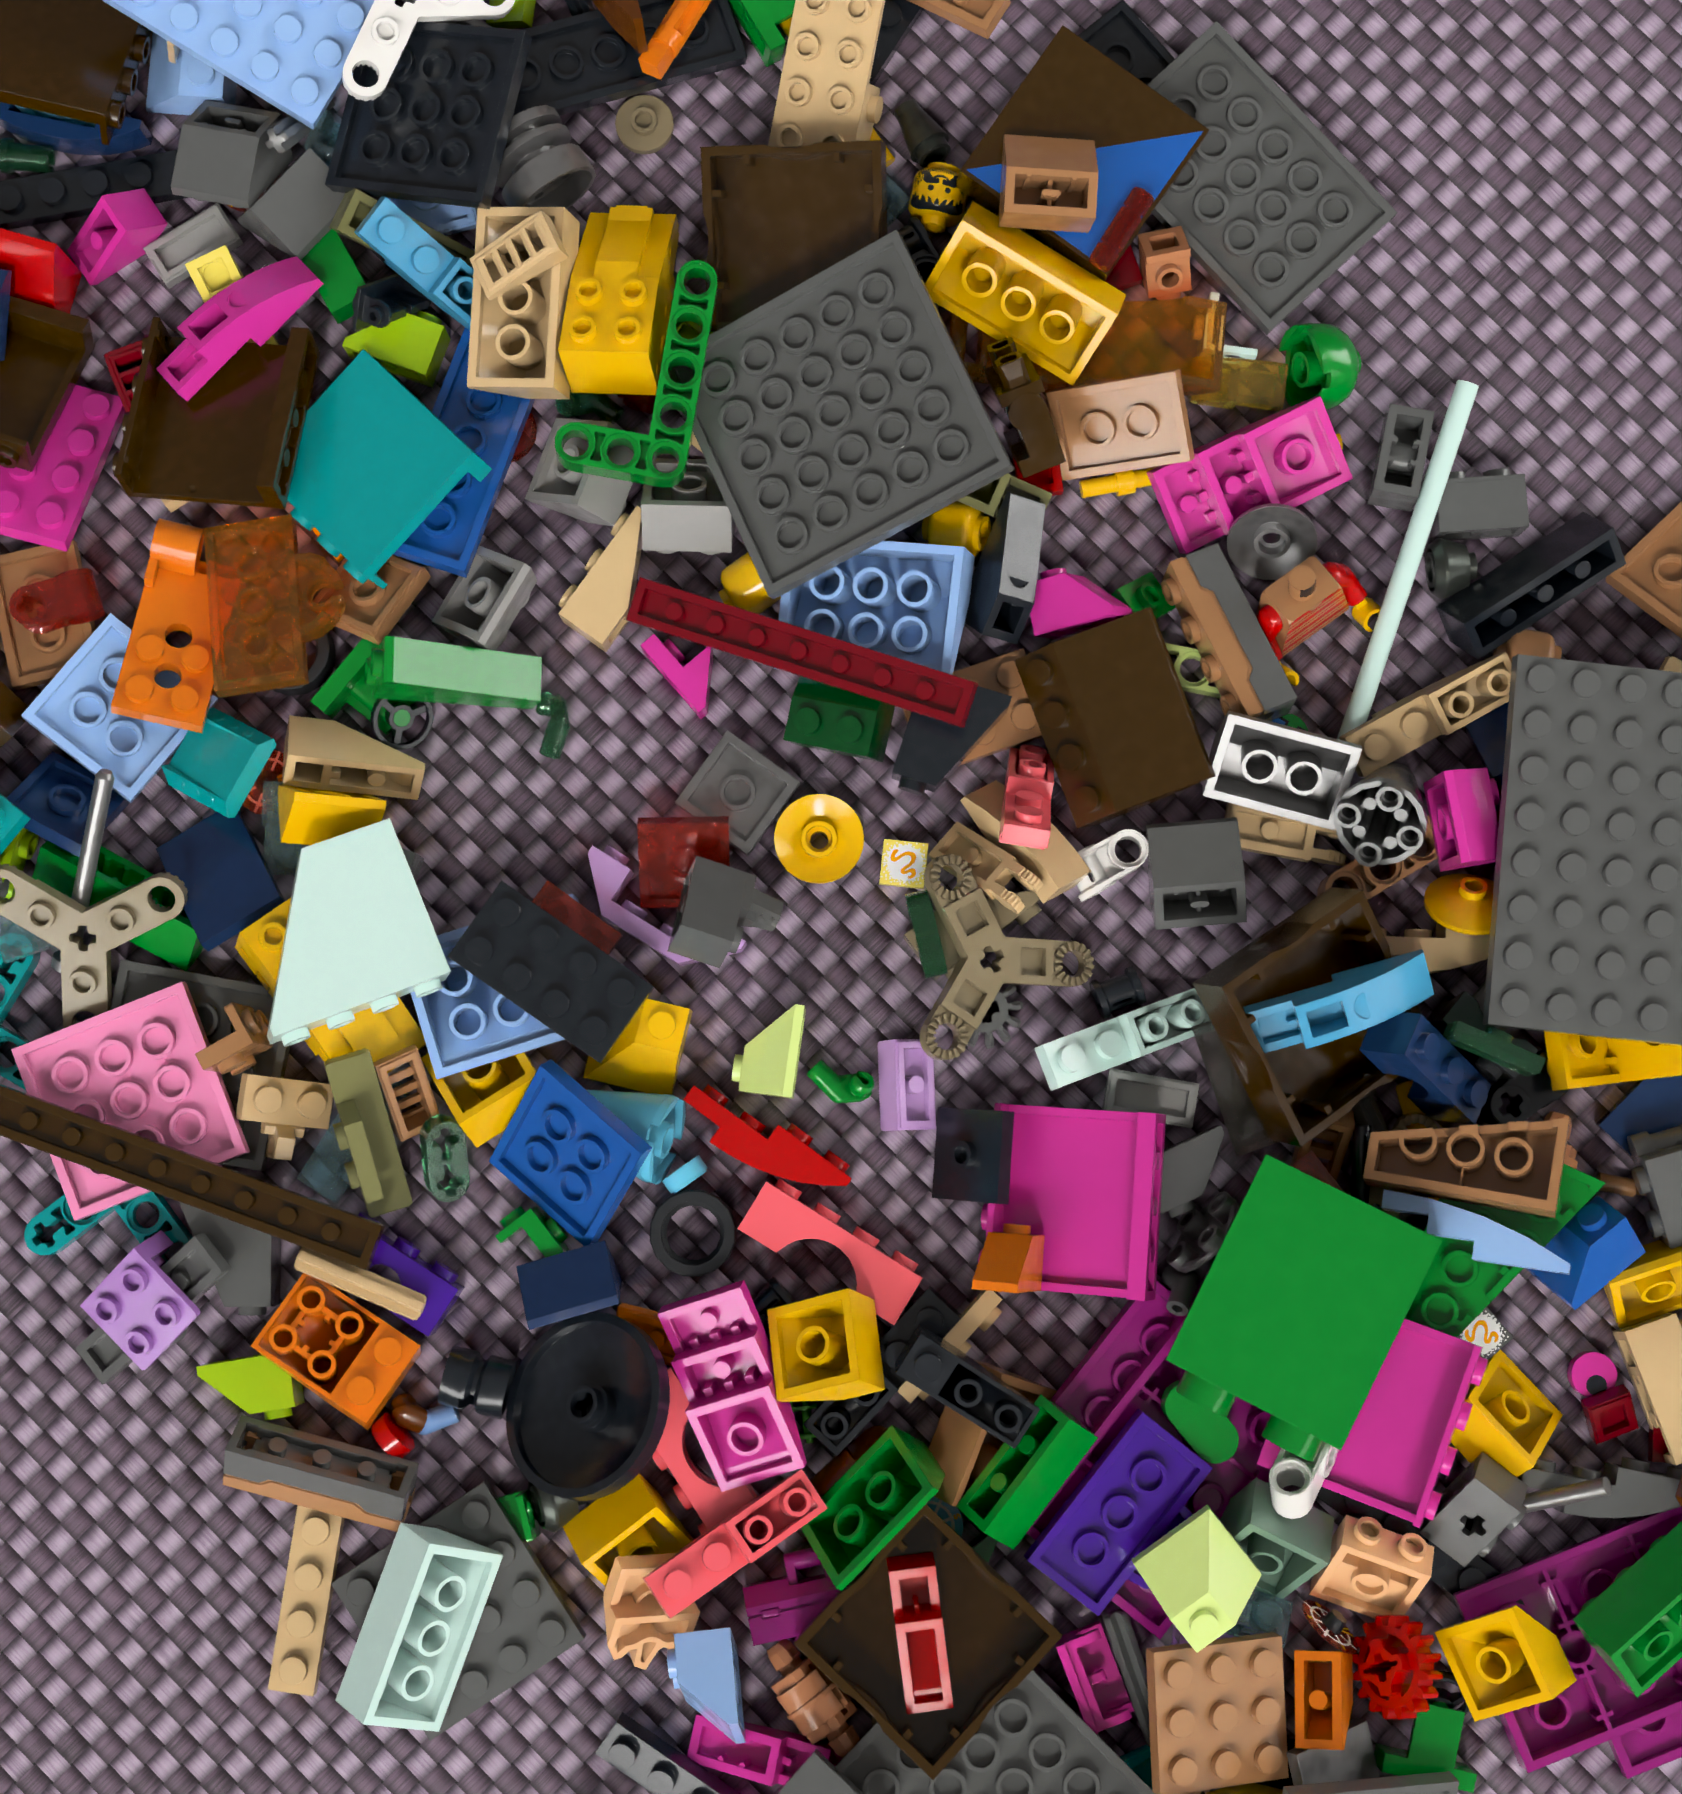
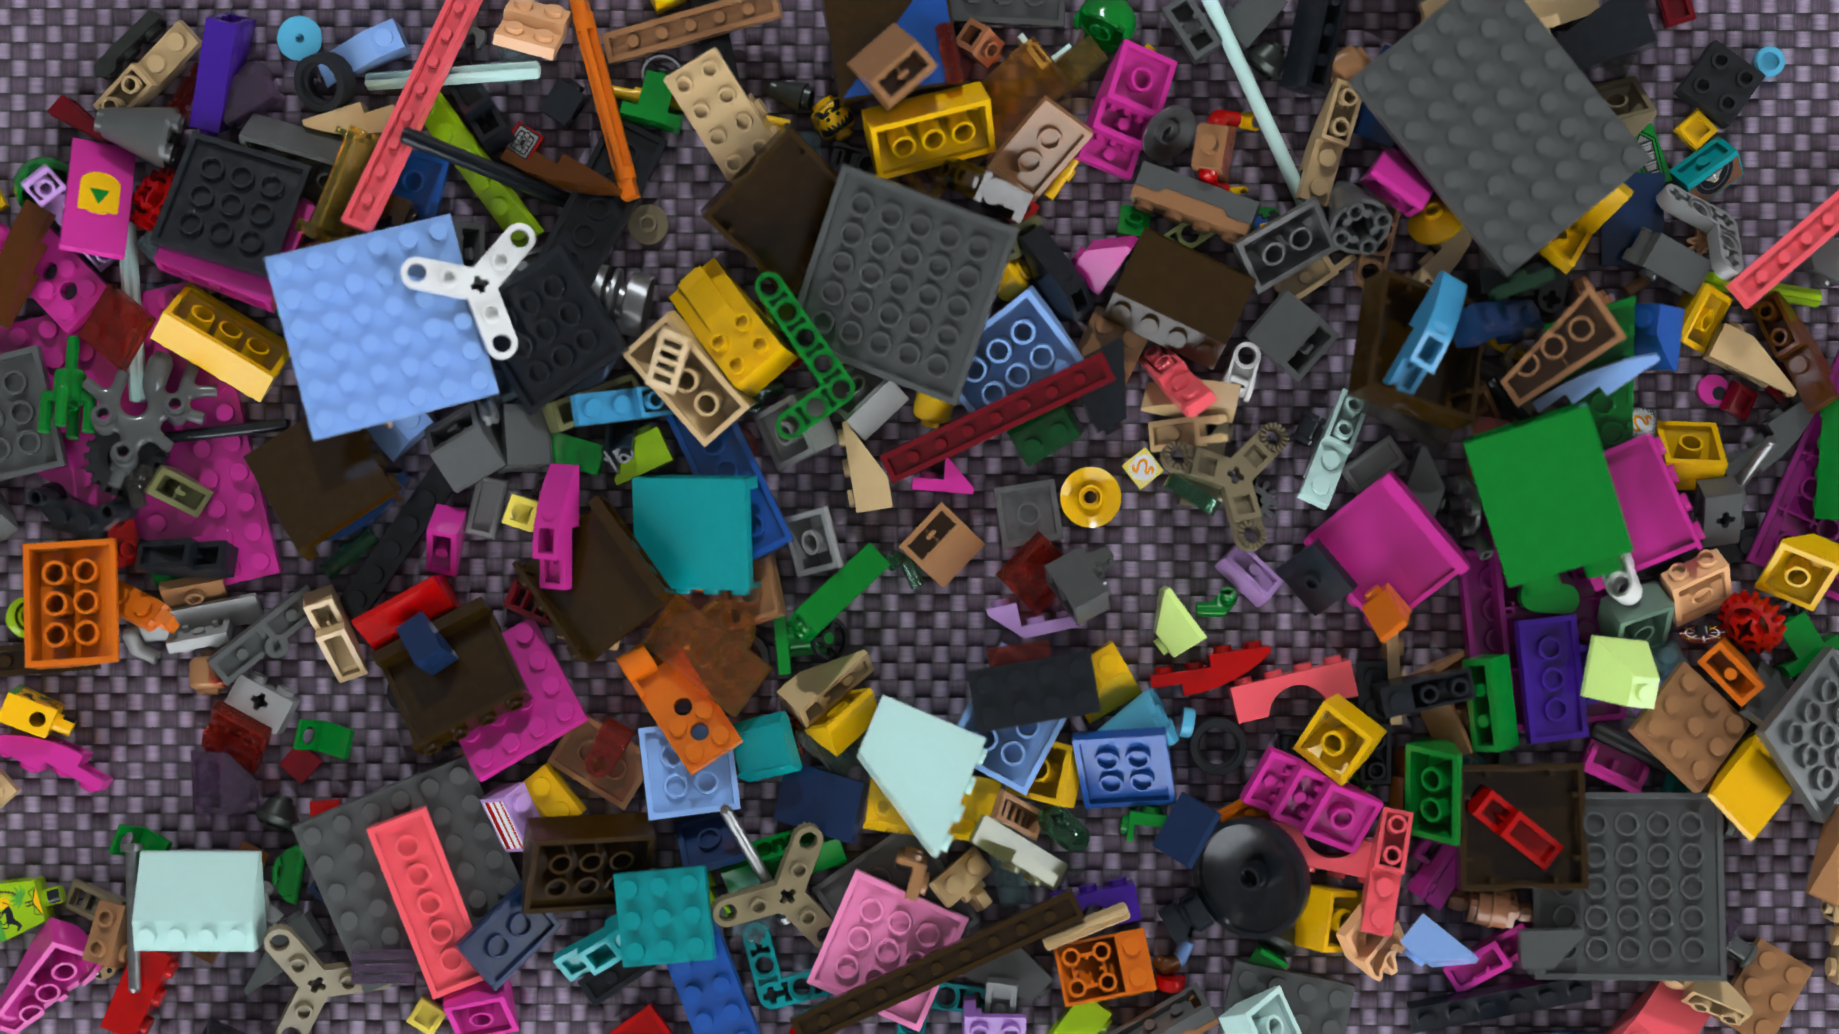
camera: 50 degrees left, 5 degrees up
(614, 734) = (942, 545): none -> medium nougat slope

